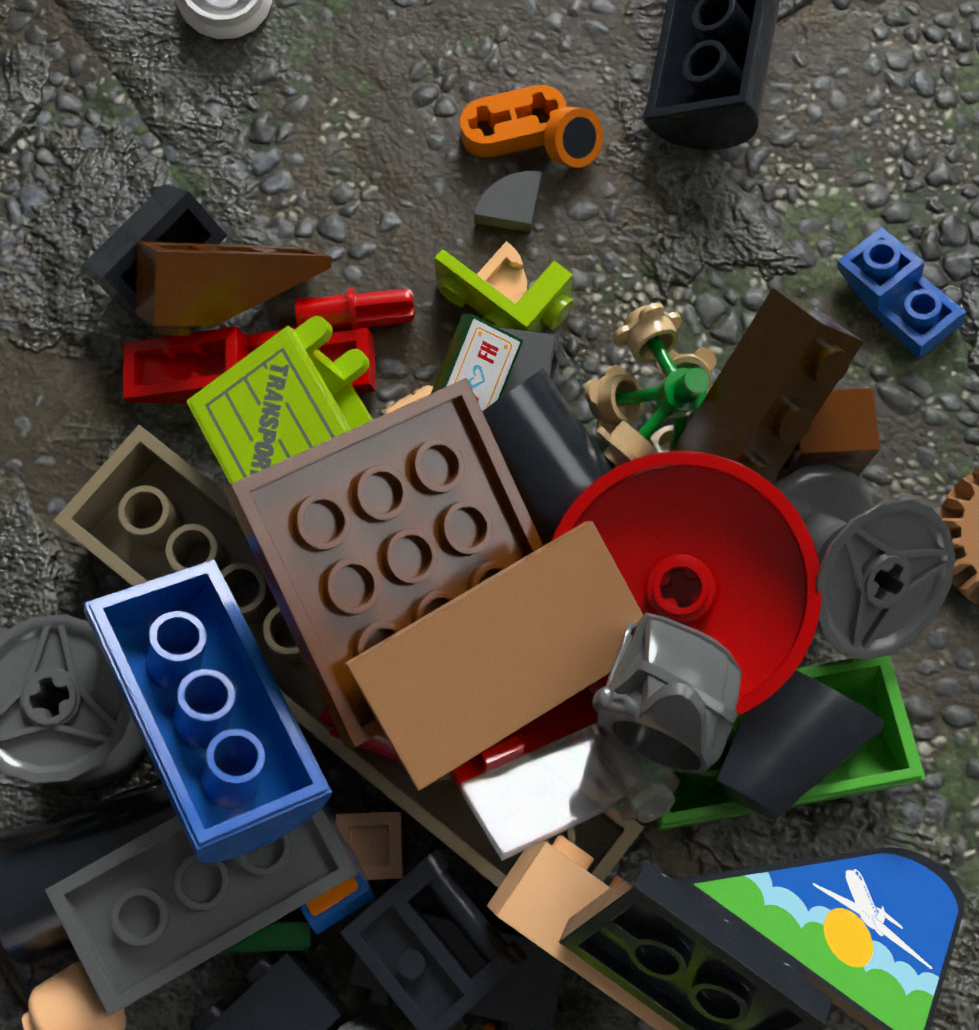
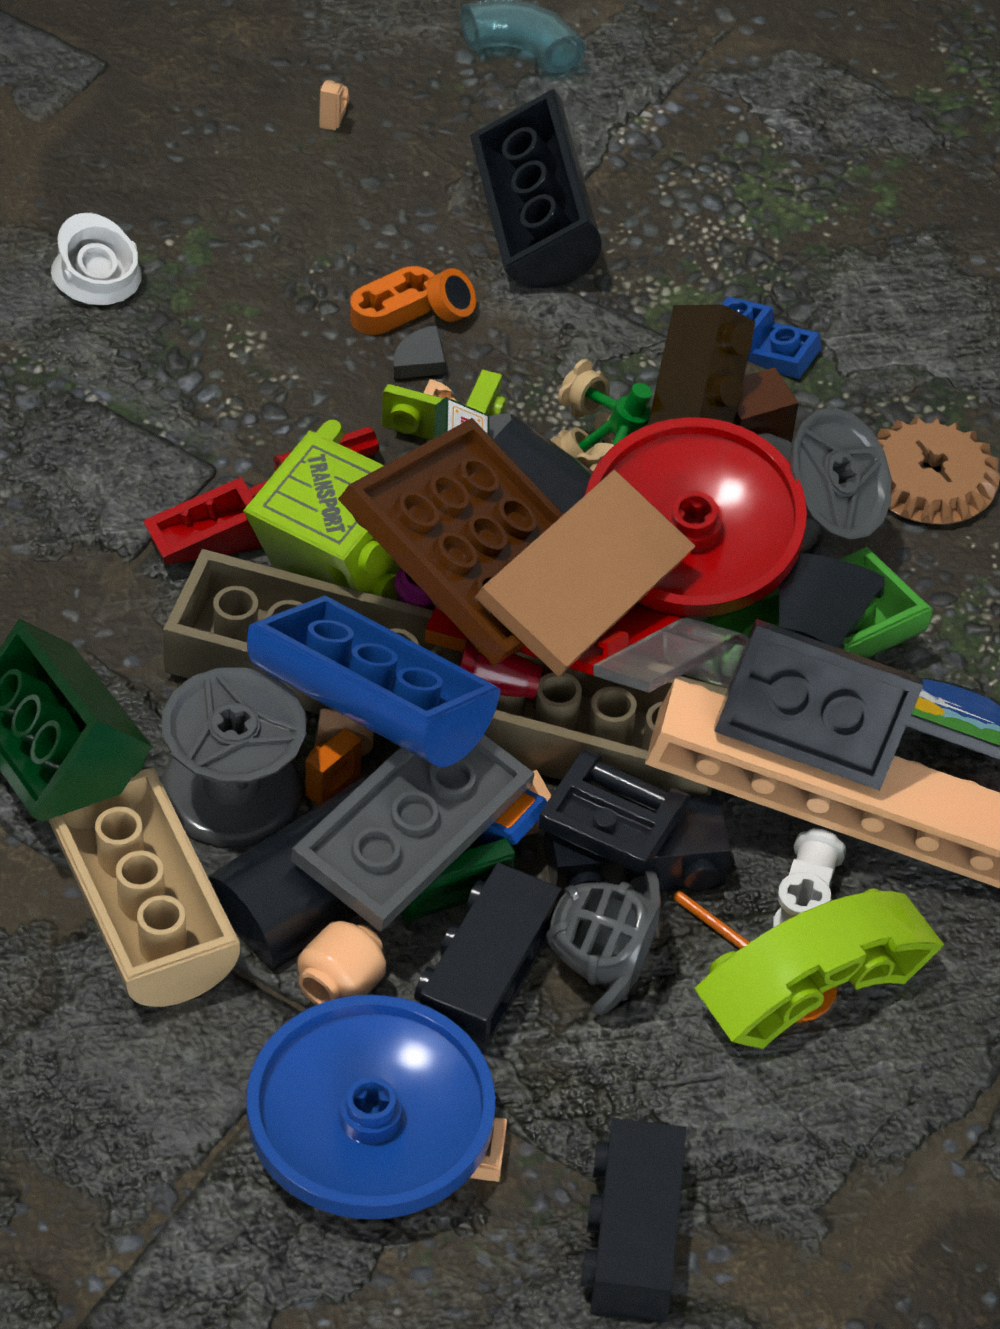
camera: 30 degrees left, 25 degrees down
(166, 216) = (140, 448): black brick -> none
(214, 282) = (199, 448): reddish brown slope -> none
(670, 695) = (712, 562): dark grey piece -> none

